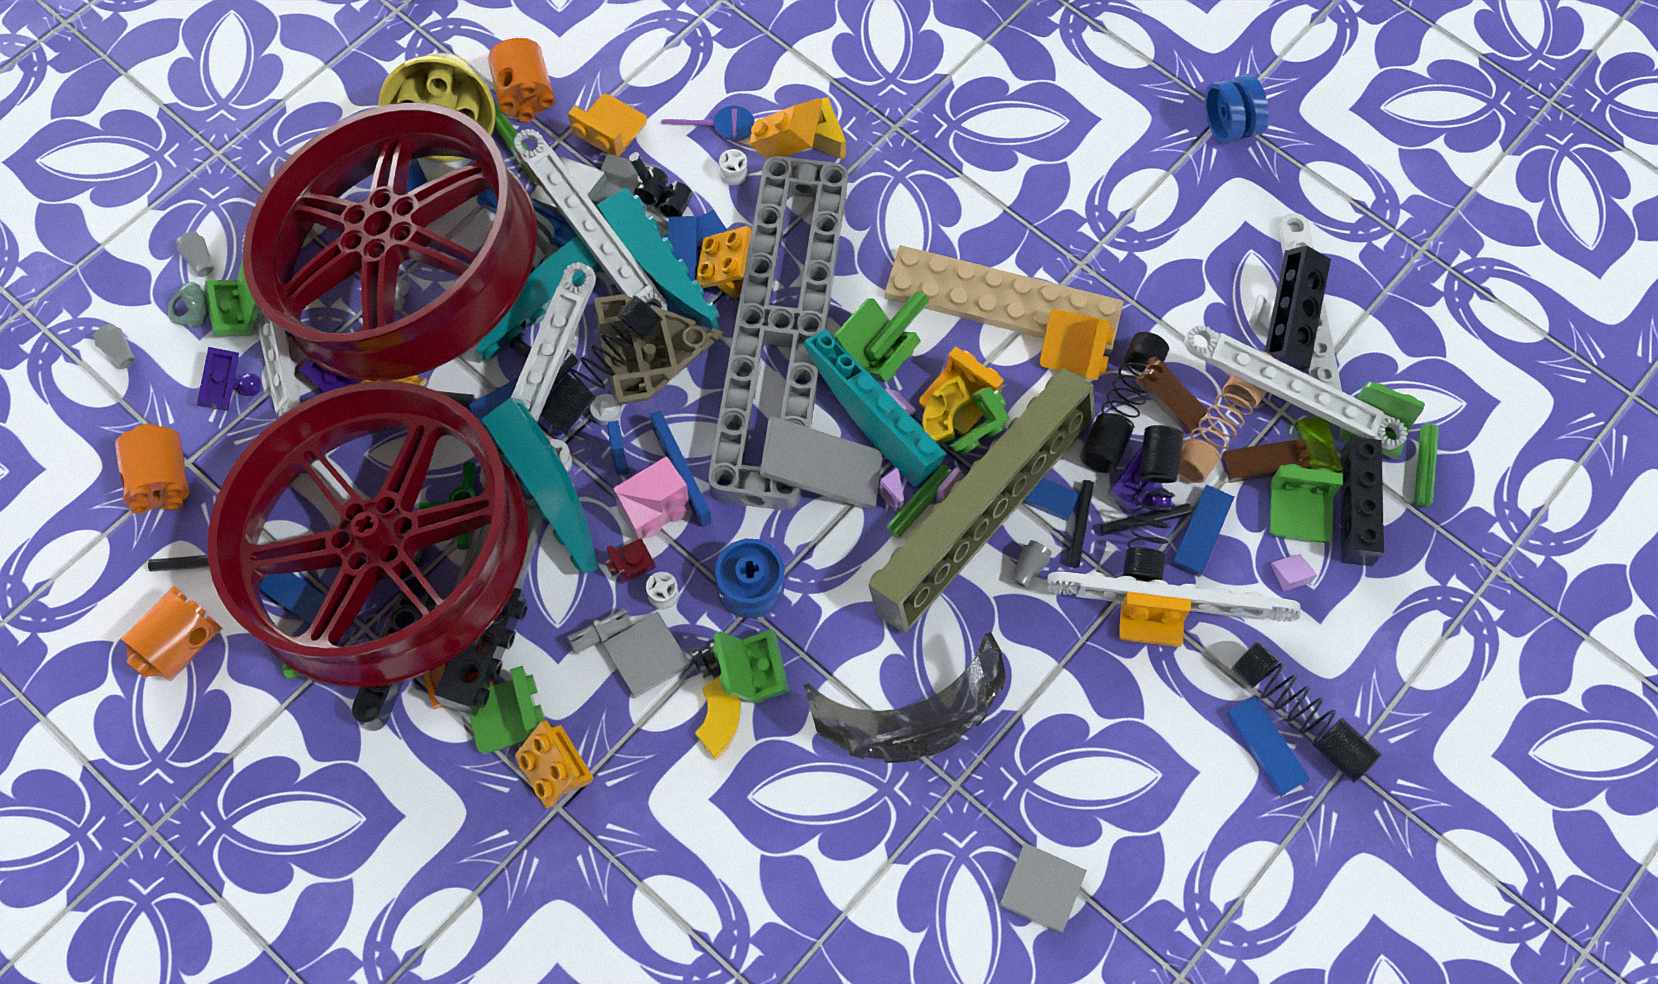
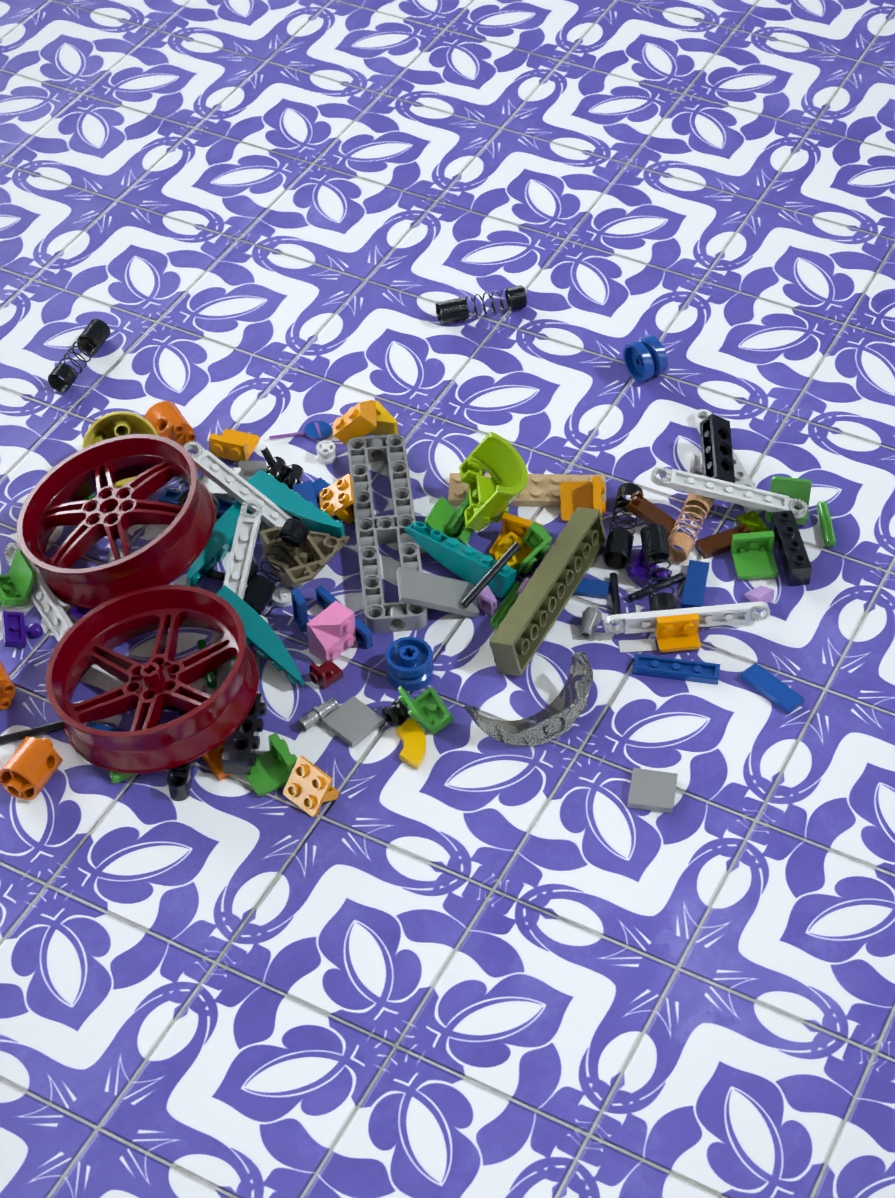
camera: 10 degrees left, 20 degrees down
(660, 583) = (353, 684): white wheel -> none
(904, 457) = (490, 574): none -> black piece
(946, 312) = (492, 496): none -> lime piece
(1090, 616) = (637, 645): none -> white sticker
(1136, 675) = (676, 669): none -> blue tile
(1341, 742) = (816, 673): black piece -> none

